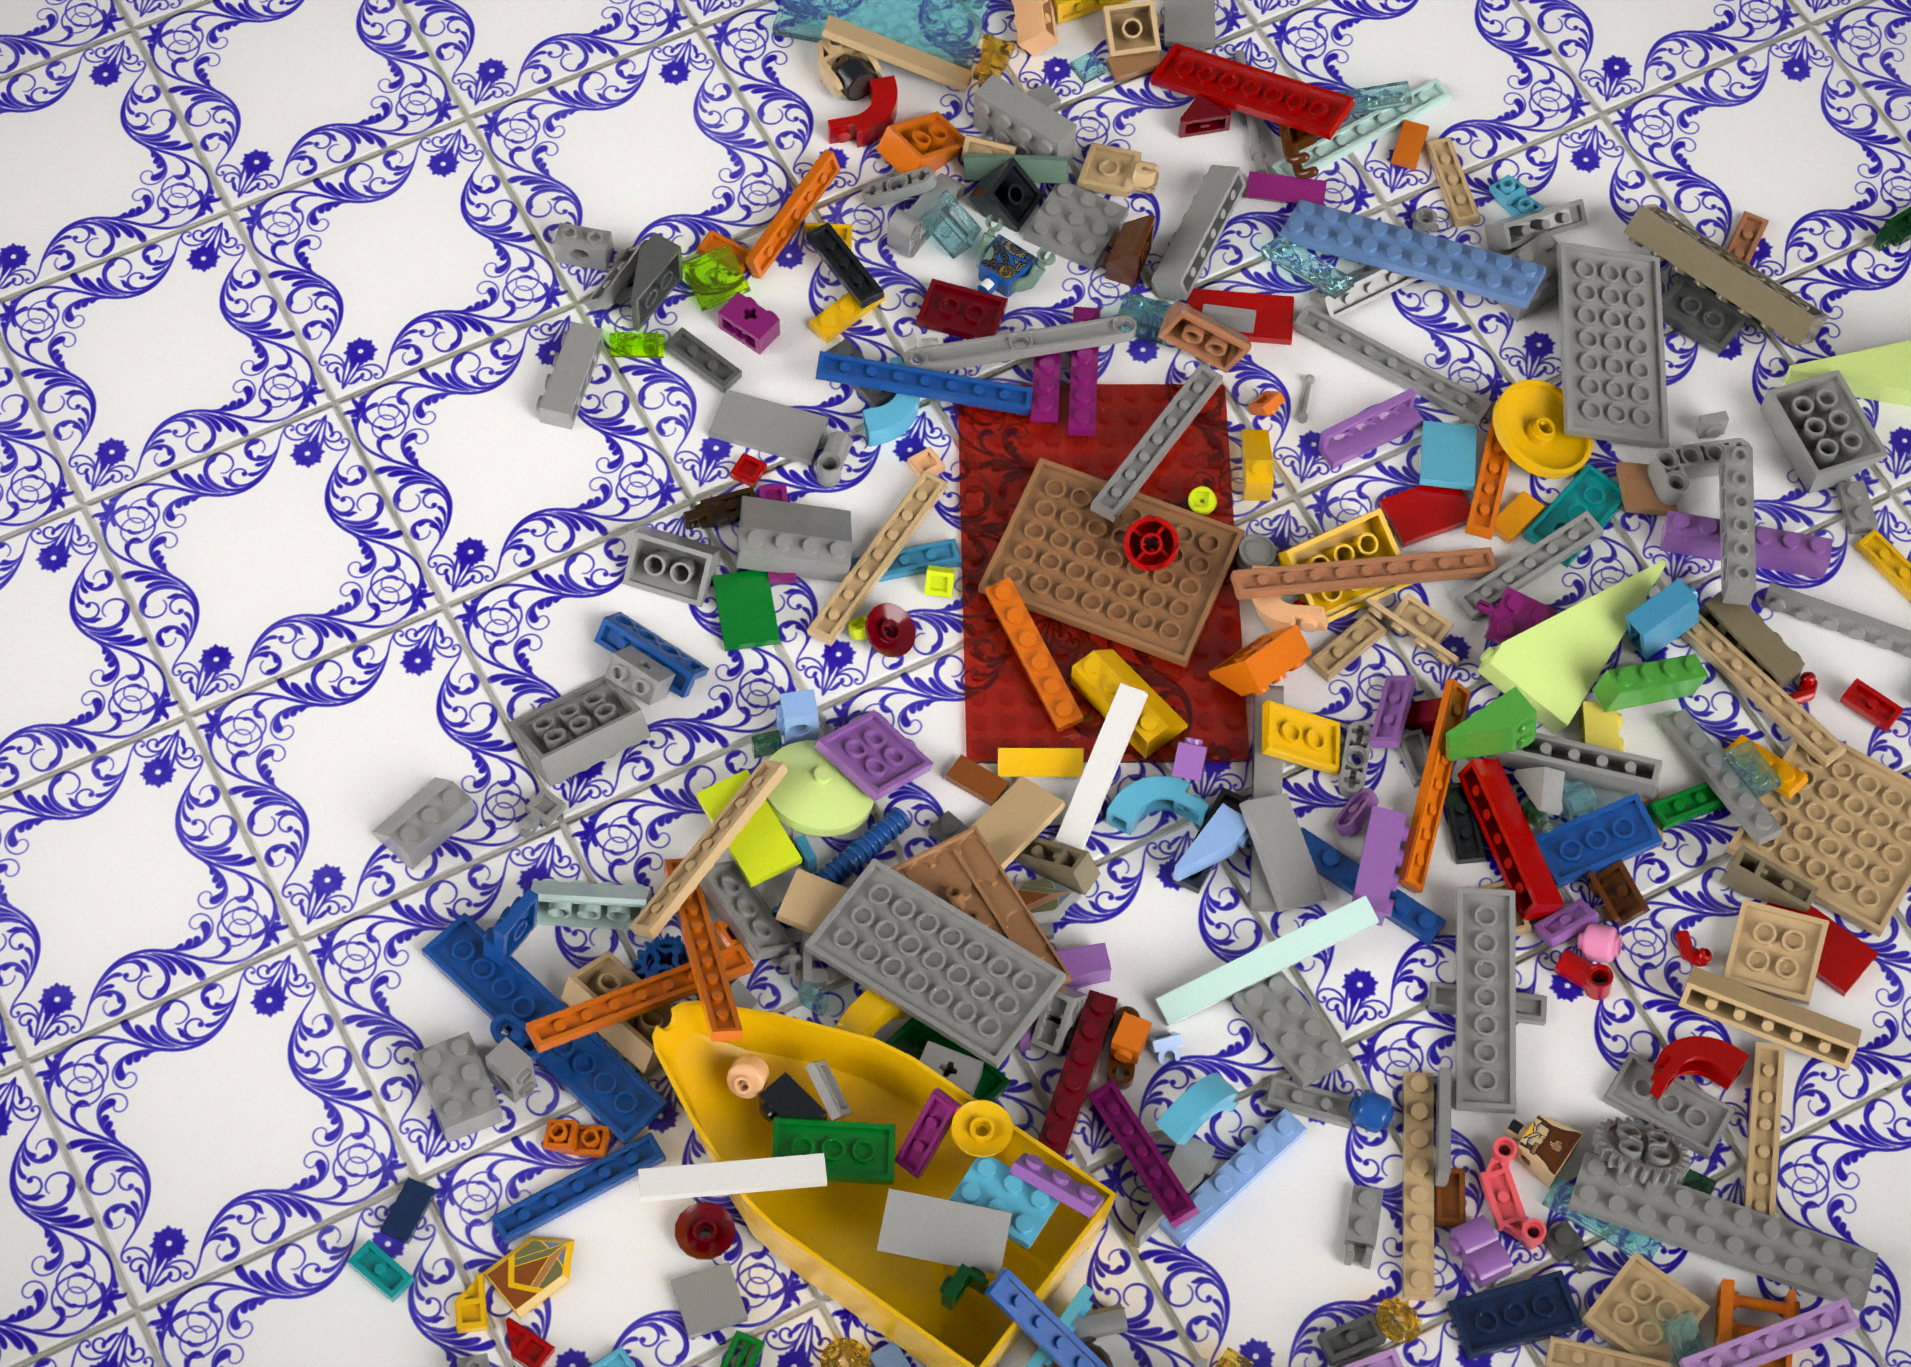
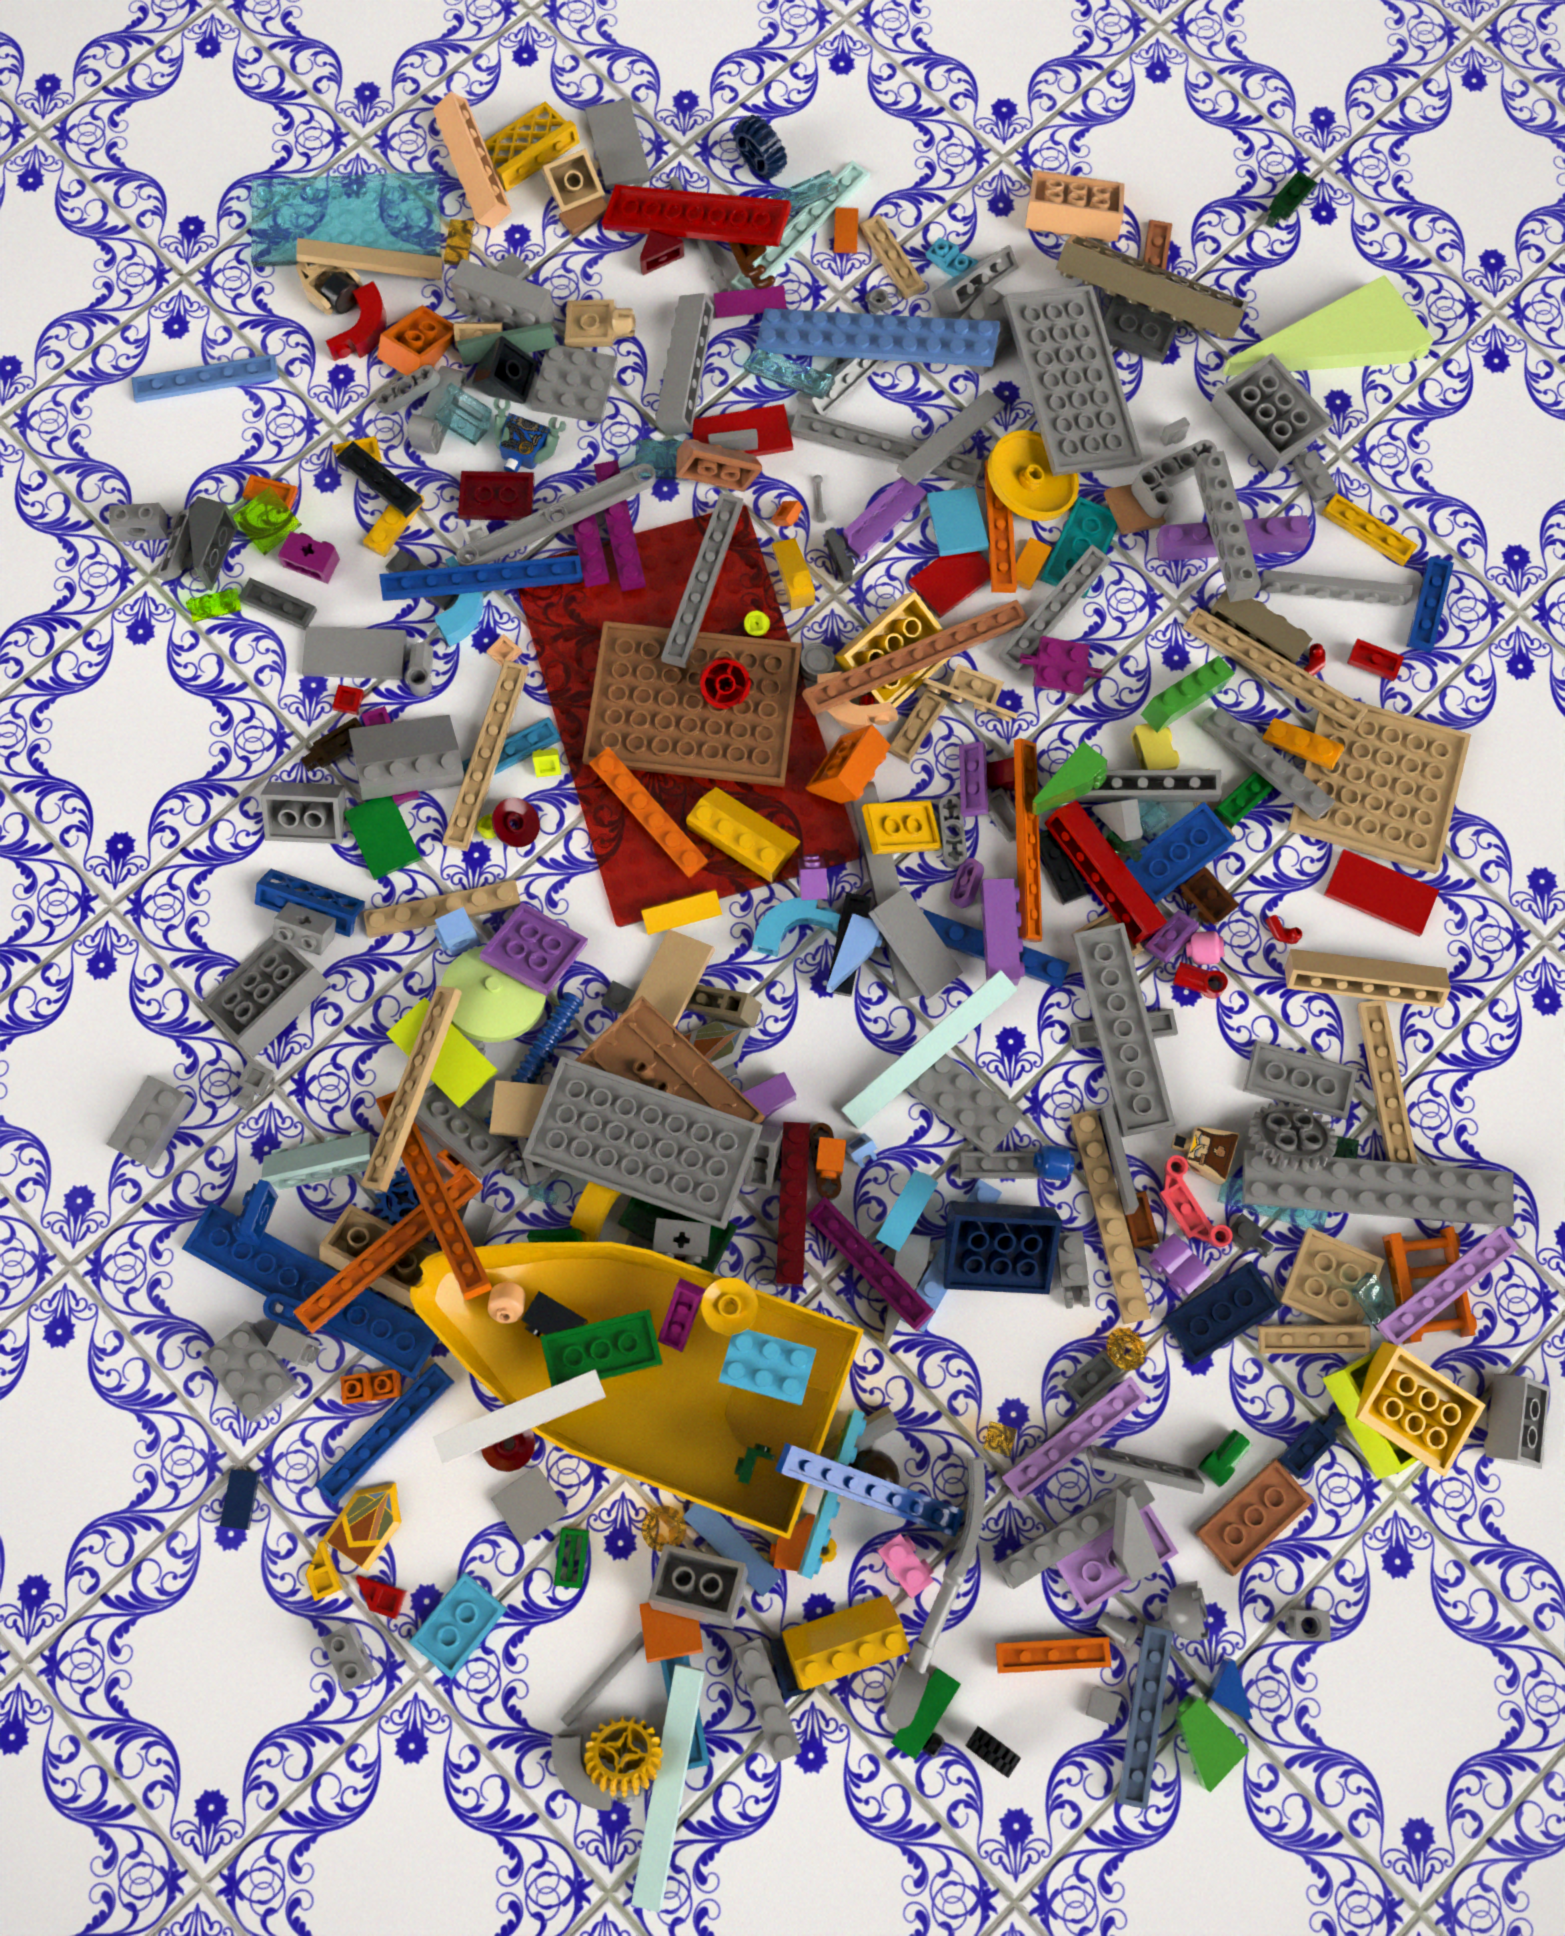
camera: 15 degrees left, 15 degrees up
(381, 1271) = (231, 1566): teal plate -> none
(570, 375) = (162, 651): light grey brick -> none
(691, 128) = (205, 378): none -> medium blue tile
(766, 695) = (425, 911): none -> tan plate
(766, 743) = (435, 962): clear green tile -> none
(792, 214) = (319, 440): orange plate -> none
(809, 859) = (499, 1059): dark azure tile -> none
(828, 1089) = (581, 1295): light grey tile -> none
(944, 1231) = (723, 1416): light grey tile -> none
(976, 780) = (630, 943): dark orange tile -> none
(986, 59) = (451, 243): clear yellow tile -> none
(1057, 1184) = (810, 1340): medium lavender plate -> none
(1087, 67) = (544, 228): clear light blue tile -> none
(1101, 766) = (737, 906): white tile -> none
(1130, 251) = (629, 398): reddish brown slope -> none
(1288, 1179) = (1000, 1247): none -> dark blue slope
(1309, 451) = (842, 562): none -> dark grey plate
(1339, 41) = (760, 146): none -> dark blue gear
(1463, 370) = (950, 437): none -> light grey tile
(1565, 654) = (1106, 688): yellowish green slope -> none
(1663, 618) = (1184, 629): dark azure brick -> none
(1665, 178) = (1075, 206): none -> light nougat slope
(1697, 1056) = (1321, 1029): red arch -> none
(1752, 769) = (1296, 752): clear light blue plate -> none
(1766, 881) = (1332, 851): dark tan slope -> none
(1776, 951) = (1355, 915): tan plate -> none

